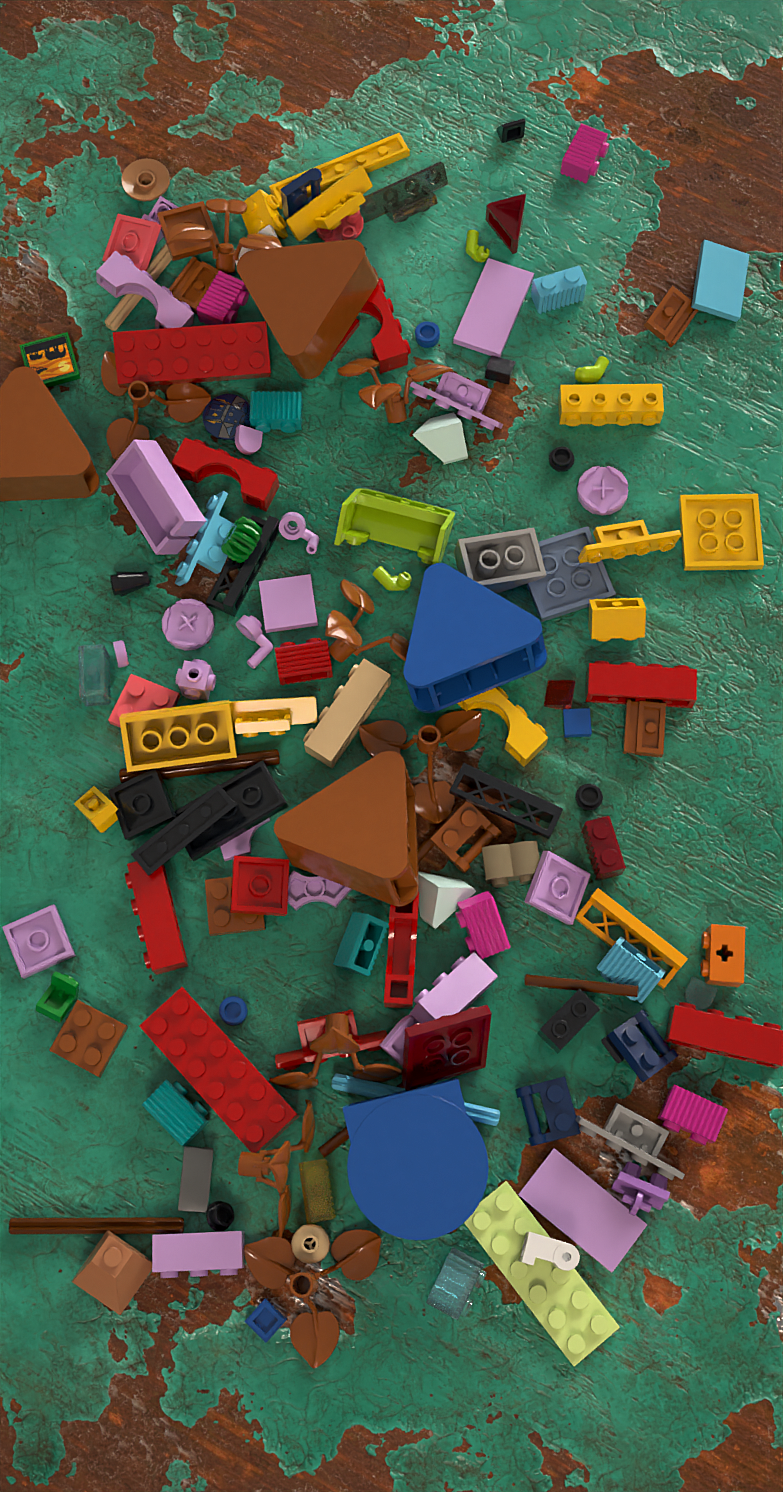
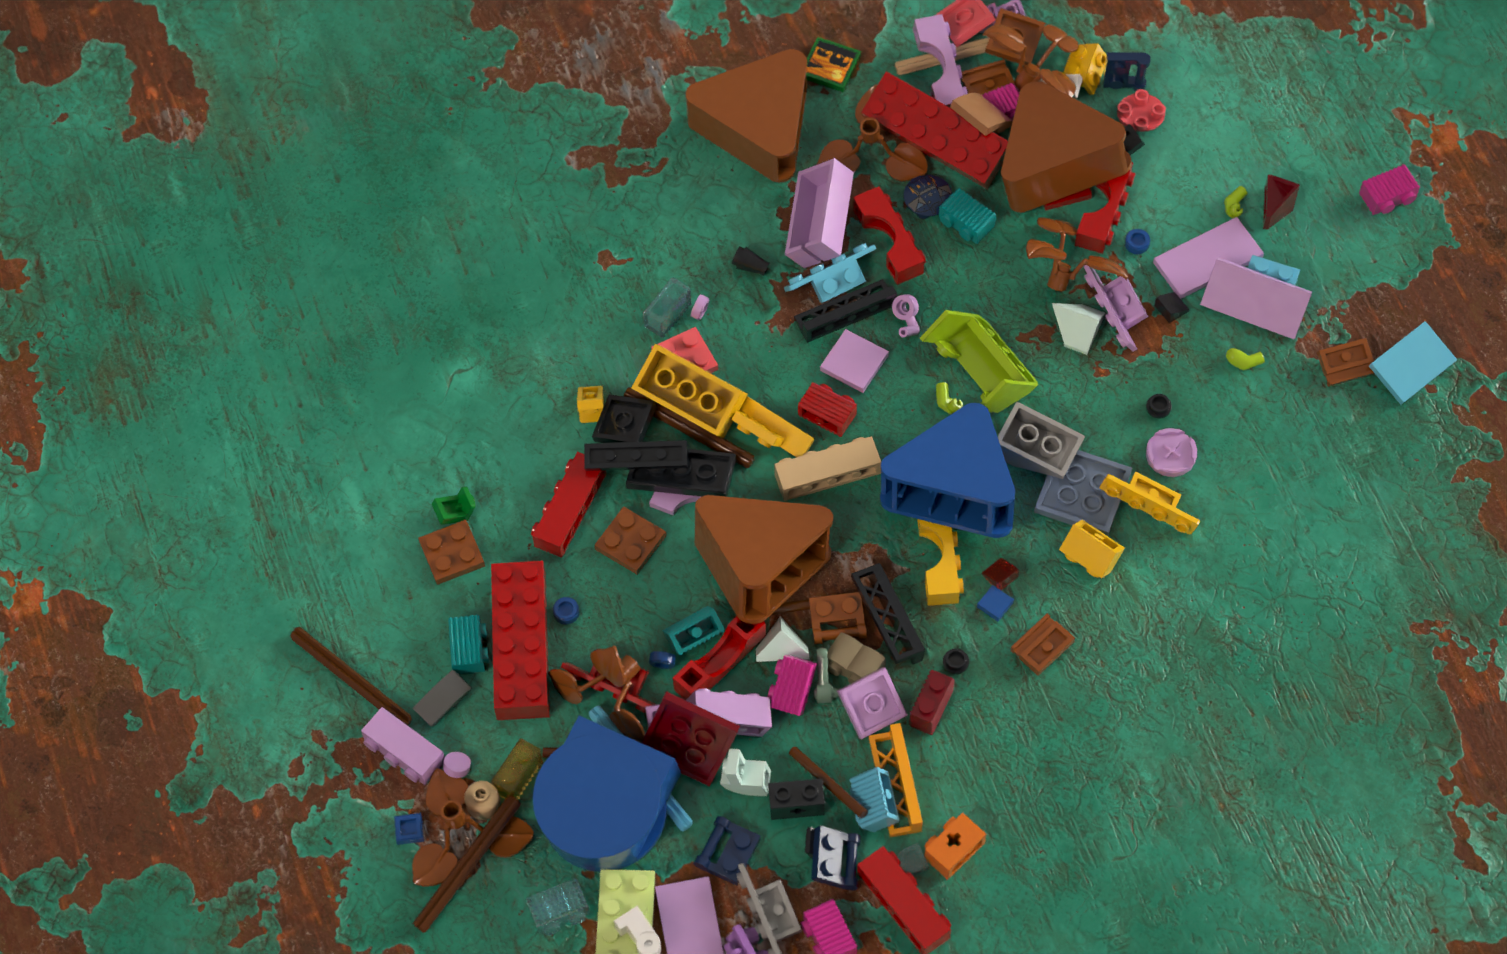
camera: 40 degrees right, 10 degrees down
(38, 941) = (473, 461): lavender tile -> none
(113, 1272) = (335, 713): nougat slope -> none
(188, 624) = (767, 323): lavender tile -> none
(196, 687) = (737, 363): lavender brick -> none
(219, 1215) = (438, 734): black plate -> none
(220, 314) = (981, 113): none -> medium nougat slope
(241, 539) = (855, 287): green gear -> none
(248, 439) = (927, 222): lavender tile -> none
(252, 630) = (810, 357): lavender plate -> none
(258, 1165) = (495, 717): dark orange plant -> none
(259, 886) = (656, 536): red plate -> none
(259, 1228) = (456, 764): none -> lavender tile
(314, 889) = (686, 566): lavender tile -> none
(331, 205) = (1143, 92): yellow bracket -> none
(345, 1312) = (466, 863): none -> reddish brown axle
(348, 639) = (868, 398): dark orange plant -> none
(354, 989) = (662, 660): none -> blue tile
(370, 157) = (1194, 75): yellow tile -> none
(405, 196) = (1211, 125): clear smoke bracket -> none
(459, 731) = (899, 544): dark orange plant -> none
(508, 908) = (824, 690): none -> sand green piece
(510, 1035) = (744, 775): none -> light aqua brick
(511, 130) = (1345, 133): black slope -> none
(563, 313) = (1256, 298): none -> lavender tile
(611, 404) = (1234, 392): yellow brick -> none
(641, 683) = (1079, 617): red brick -> none
(721, 532) = (1236, 548): yellow plate -> none

